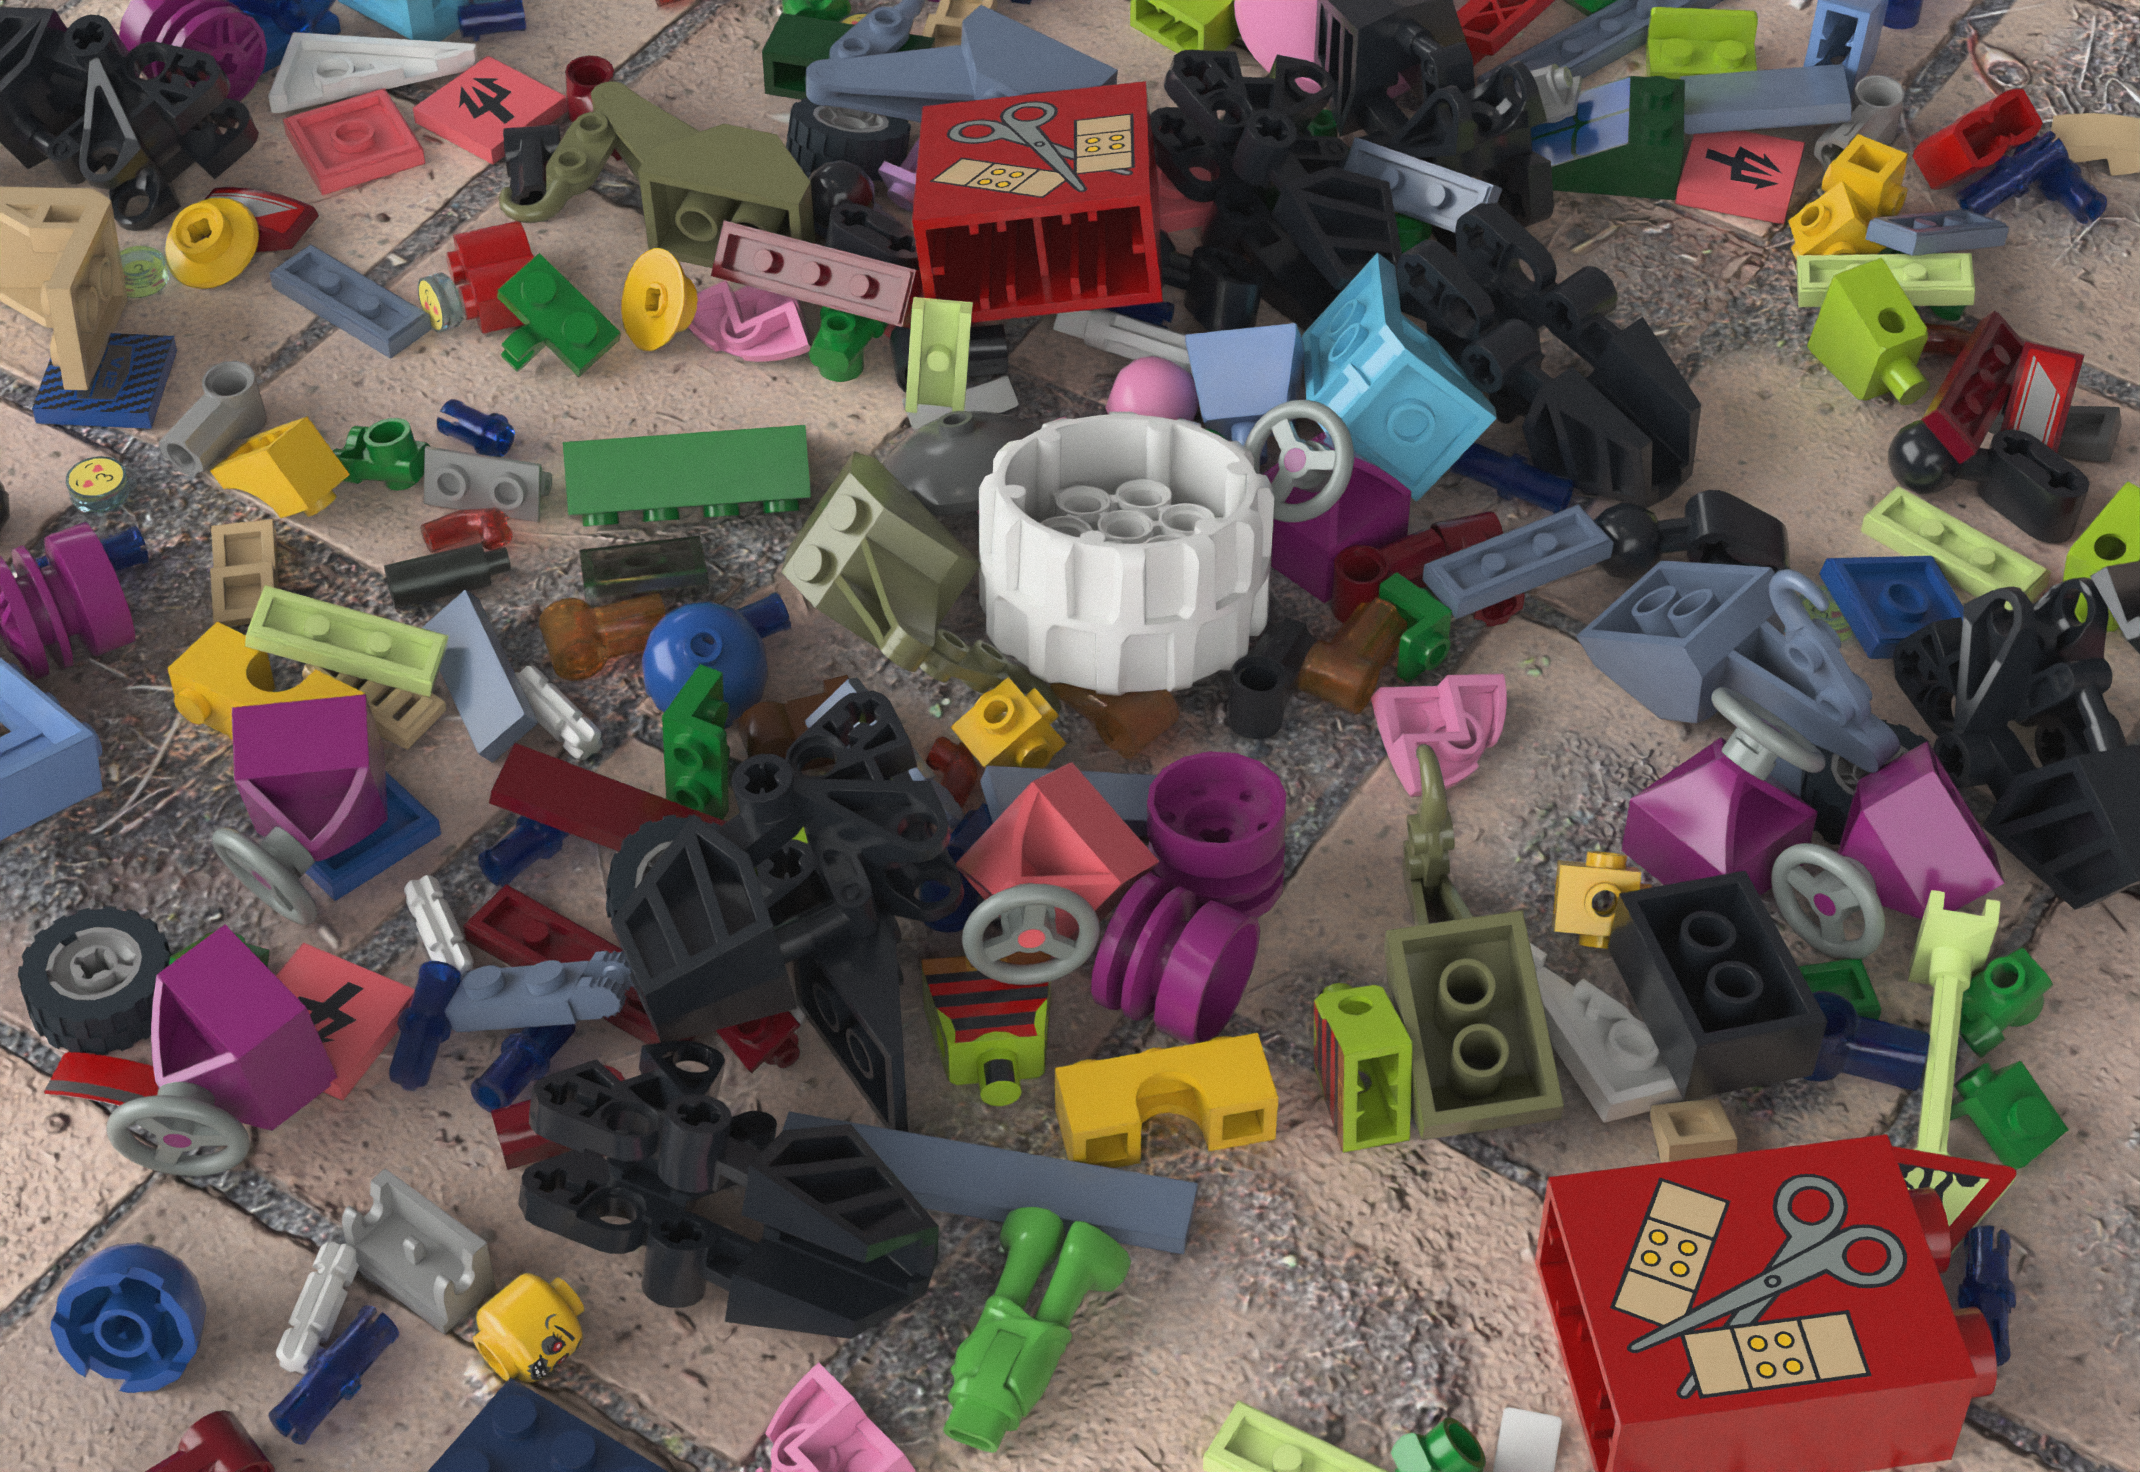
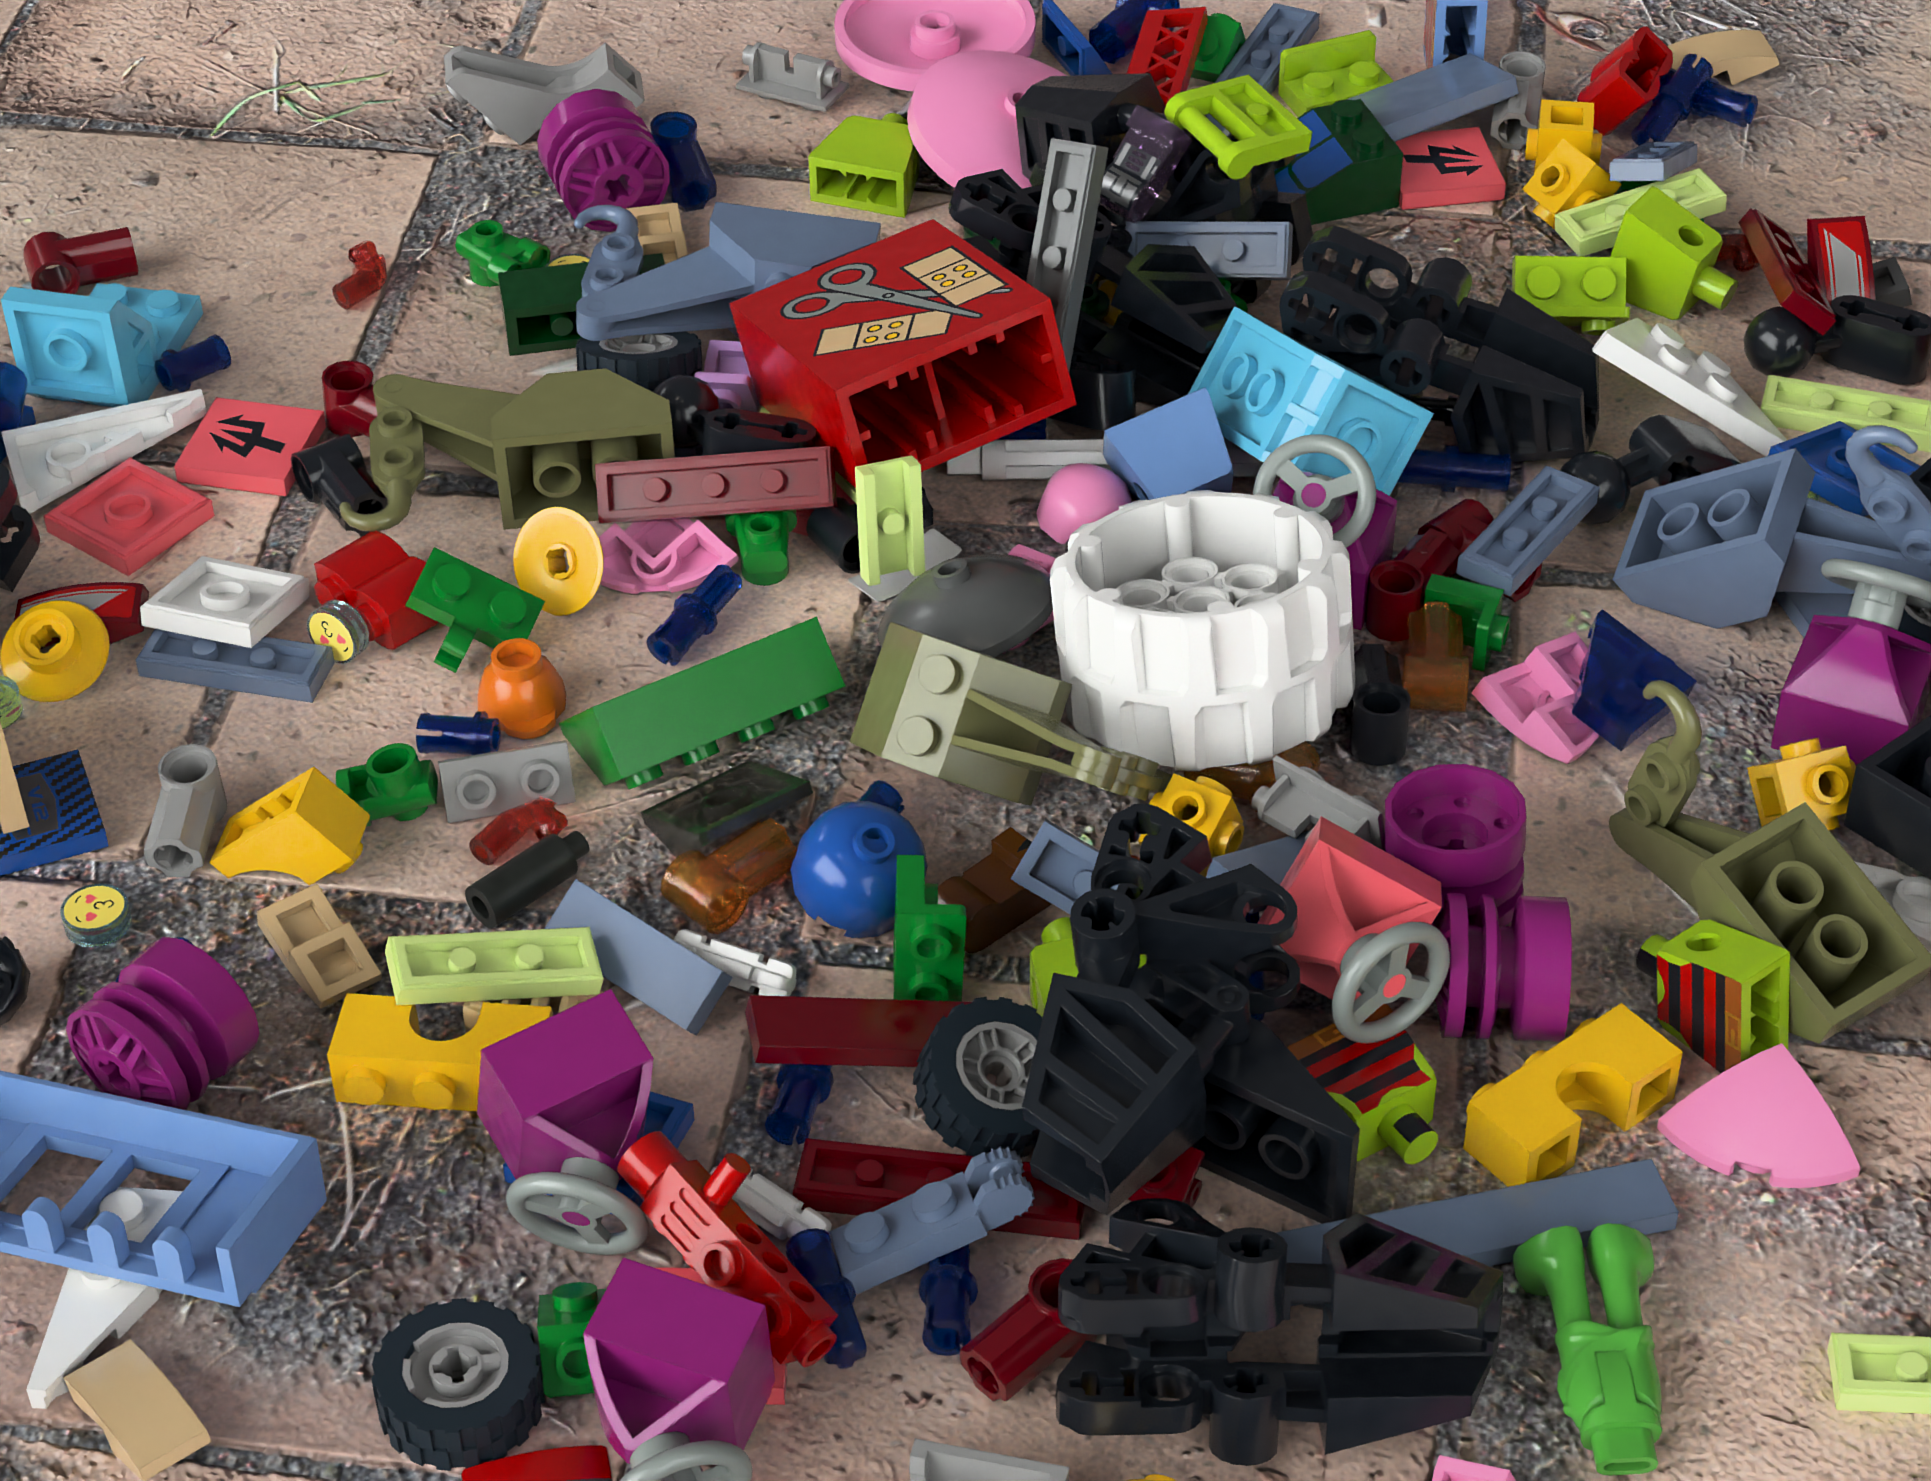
camera: 25 degrees left, 5 degrees down
(354, 951) = (726, 1245): none -> red piece
(370, 245) = (225, 601): none -> white tile
(554, 406) = (521, 689): none -> orange piece
(741, 387) = (693, 615): none -> clear blue axle
(1117, 743) = (1304, 796): none -> light grey hinge
(1226, 154) = (1066, 230): none -> dark grey tile
(1327, 1192) = (1764, 1121): none -> bright pink brick
(1382, 86) = (1142, 164): none -> clear purple leg
(1494, 70) = (1249, 113): none -> lime plate
(1514, 741) = (1613, 683): none -> clear blue wing
(1758, 339) = (1575, 289): none -> lime bracket
(1790, 461) = (1691, 380): none -> white wing

